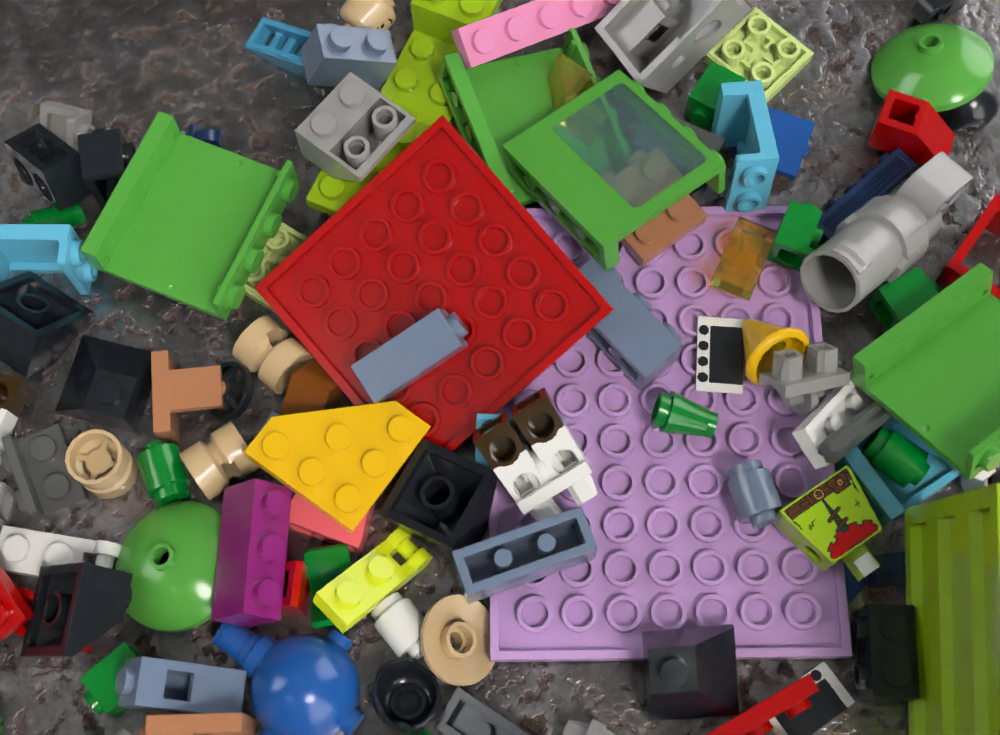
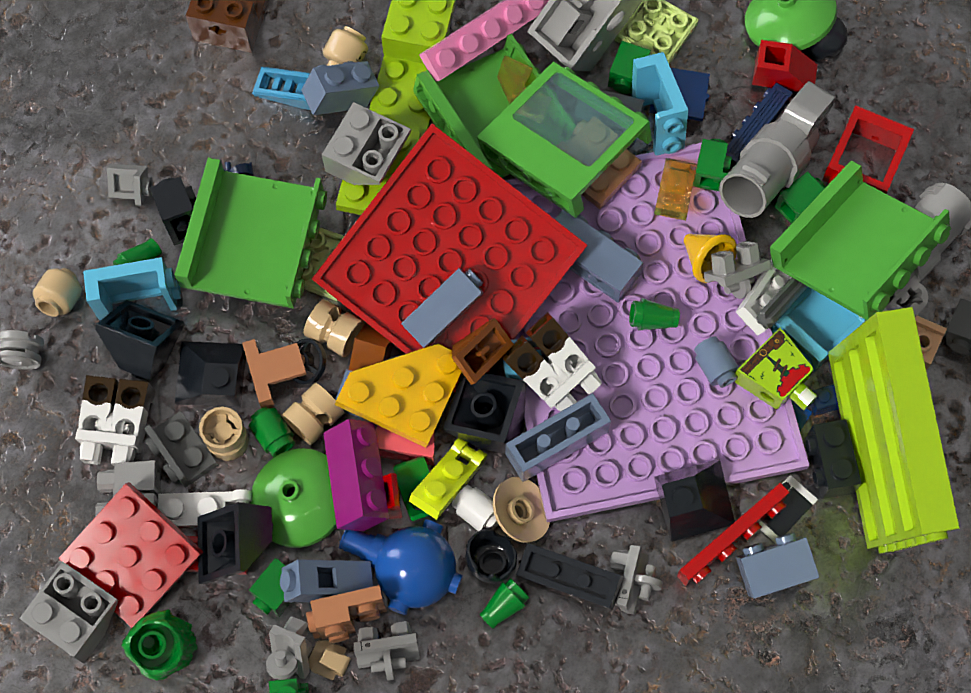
camera: 10 degrees left, 0 degrees up
(48, 166) = (127, 215): black brick -> none
(445, 421) = (481, 350): none -> dark orange slope
(719, 355) = (671, 265): black sticker -> none
(896, 457) = (815, 316): green brick -> none

